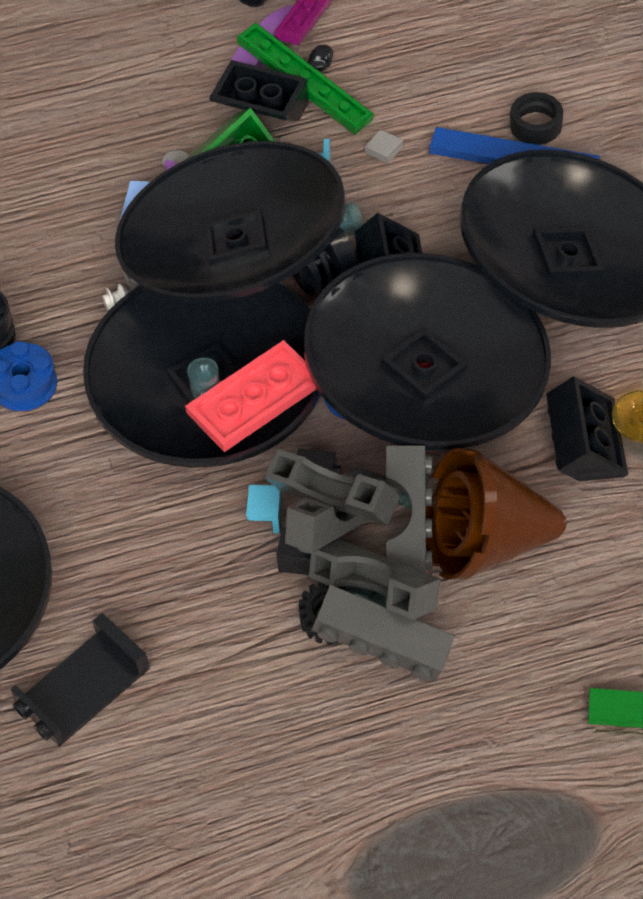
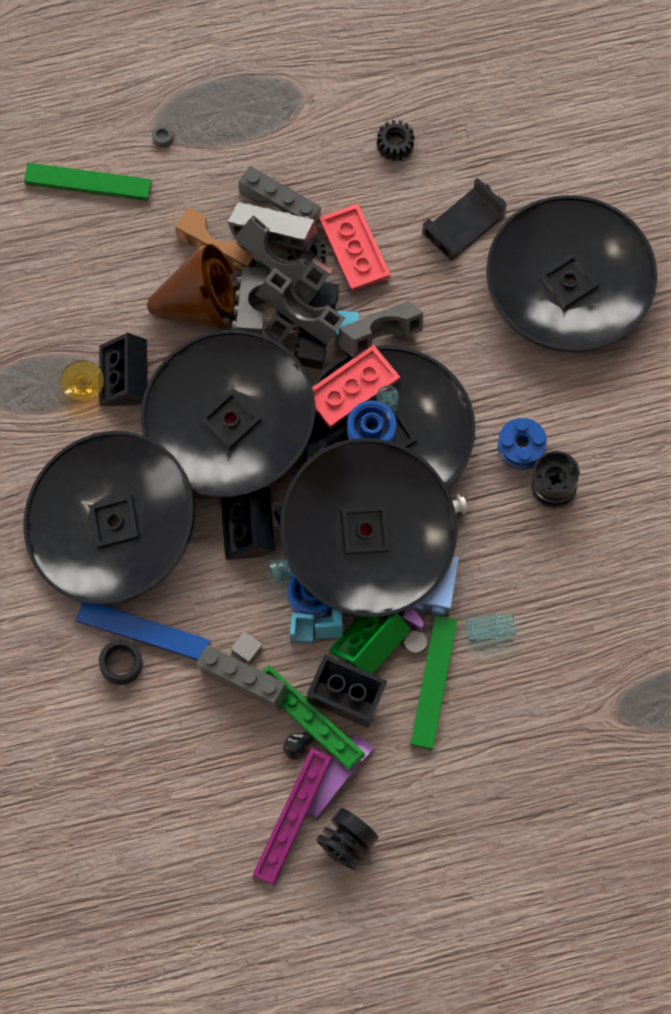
camera: 175 degrees right, 15 degrees up
(76, 179) = (490, 626): none -> clear light blue slope
(156, 125) = (433, 682): none -> green tile
(182, 513) = (398, 320): none -> dark grey arch
(187, 788) = (398, 130): none -> black tyre
(227, 324) = (371, 413): none -> blue wheel
(255, 629) = (354, 247): none -> coral plate
(385, 100) = (243, 677): none -> dark grey brick
(406, 703) = (261, 187): none -> dark grey arch
(508, 636) = (193, 230): none -> medium nougat arch
(580, 799) = (162, 136): none -> dark grey tile

